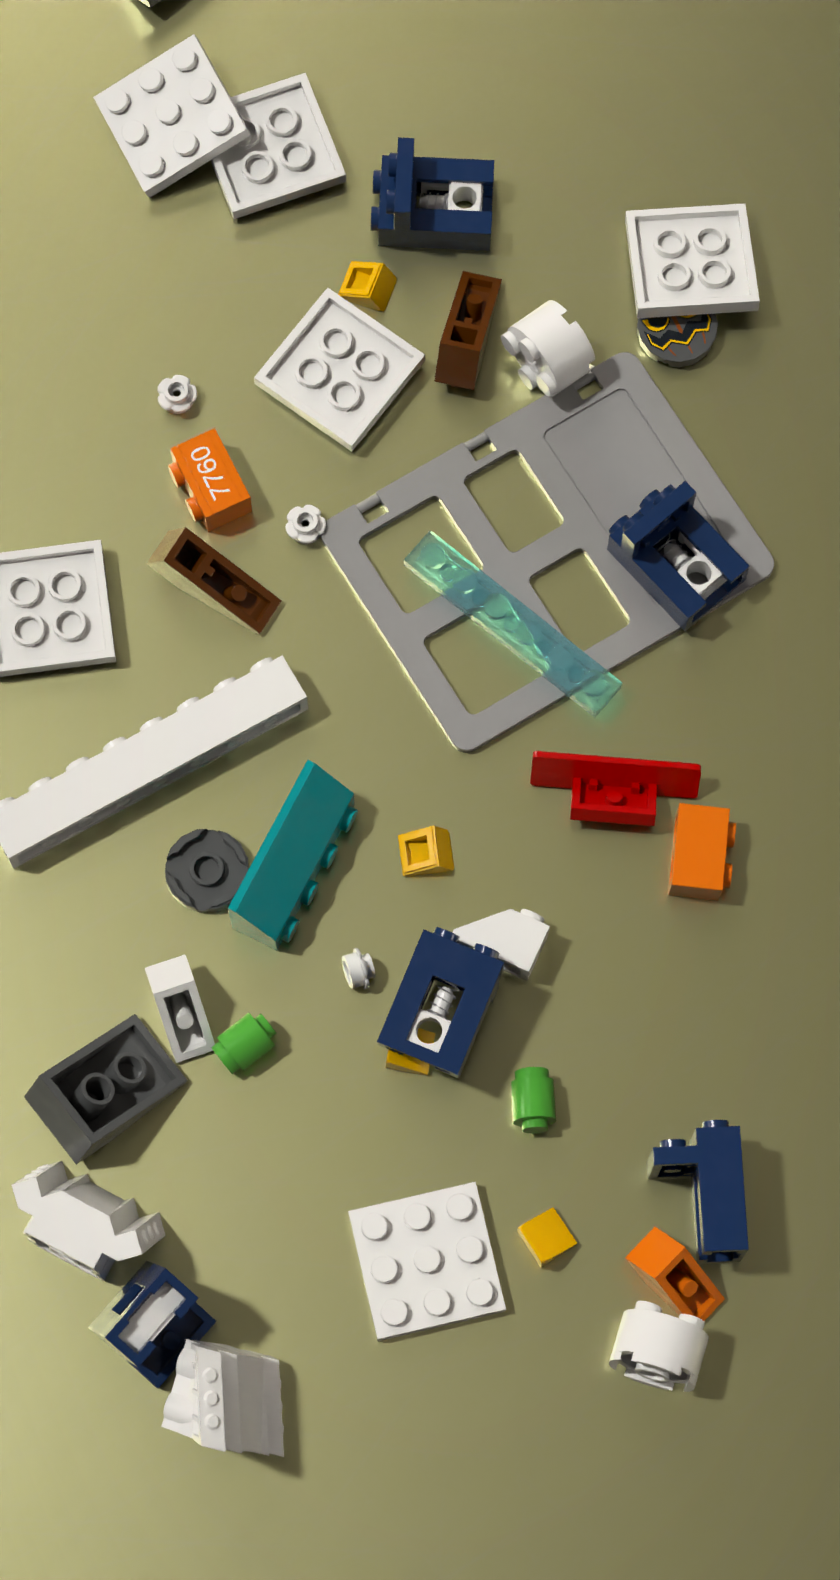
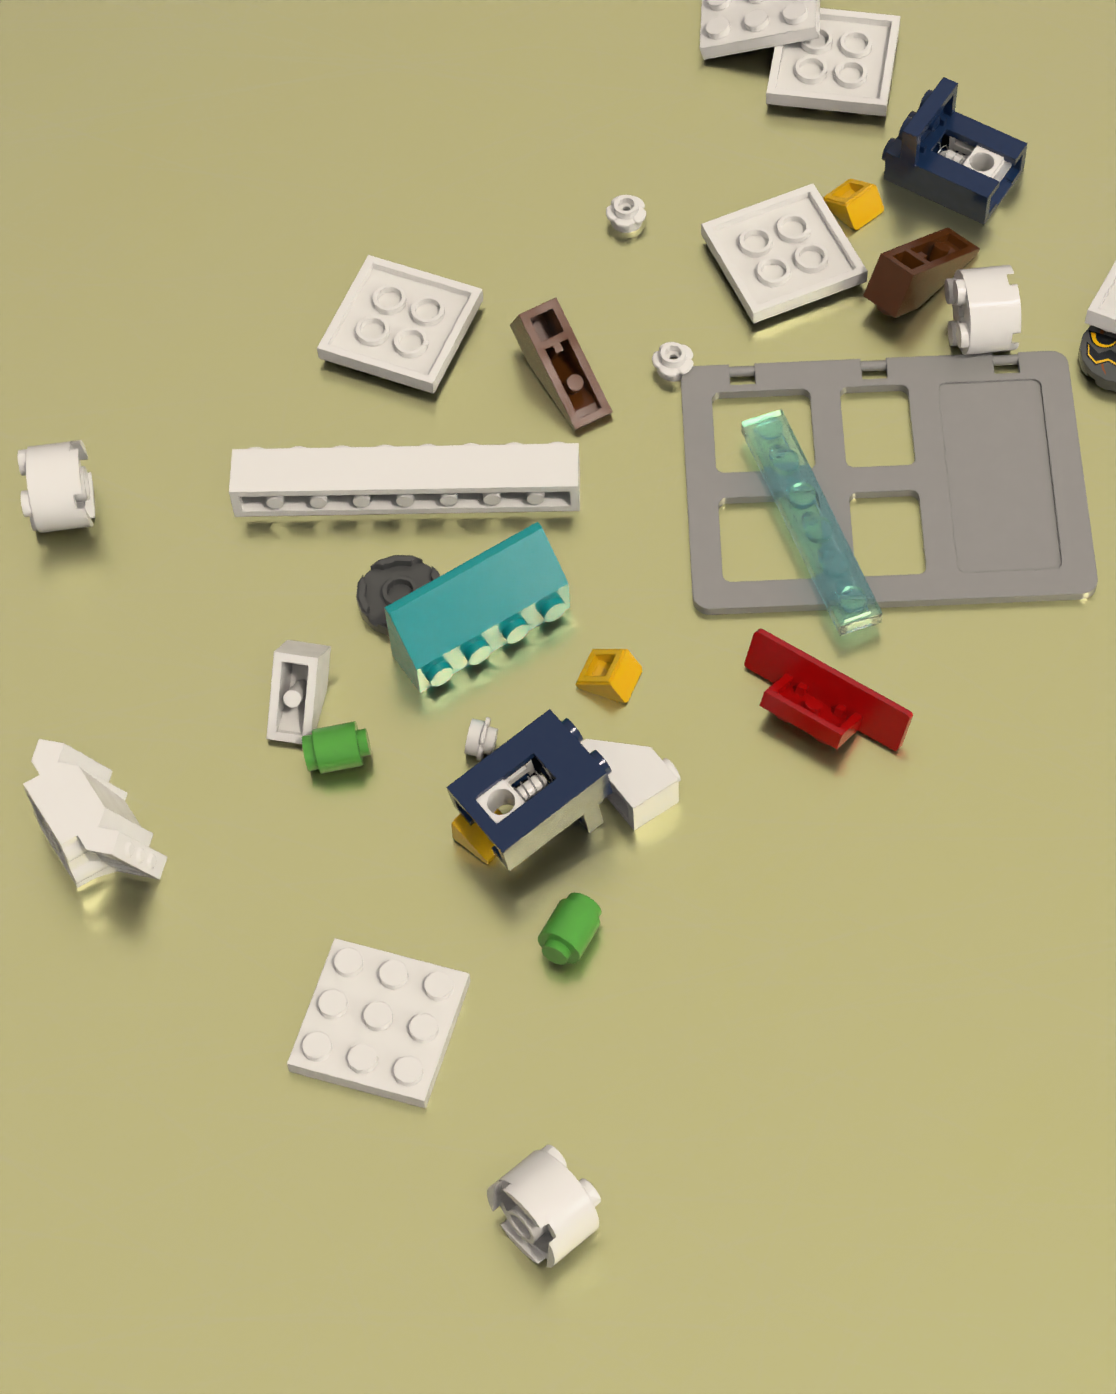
camera: 35 degrees right, 15 degrees down
(104, 1088) = (185, 722): dark grey slope -> none
(152, 1321) = (87, 930): dark blue brick -> none
(210, 480) = (609, 287): orange brick -> none
(226, 1399) = (110, 1030): white slope -> none
(546, 1236) = (505, 1058): yellow slope -> none
(667, 518) = (992, 497): dark blue brick -> none
(674, 1275) = (606, 1156): orange slope -> none
(700, 852) = (867, 793): orange brick -> none
(717, 1187) = (699, 1074): dark blue brick -> none

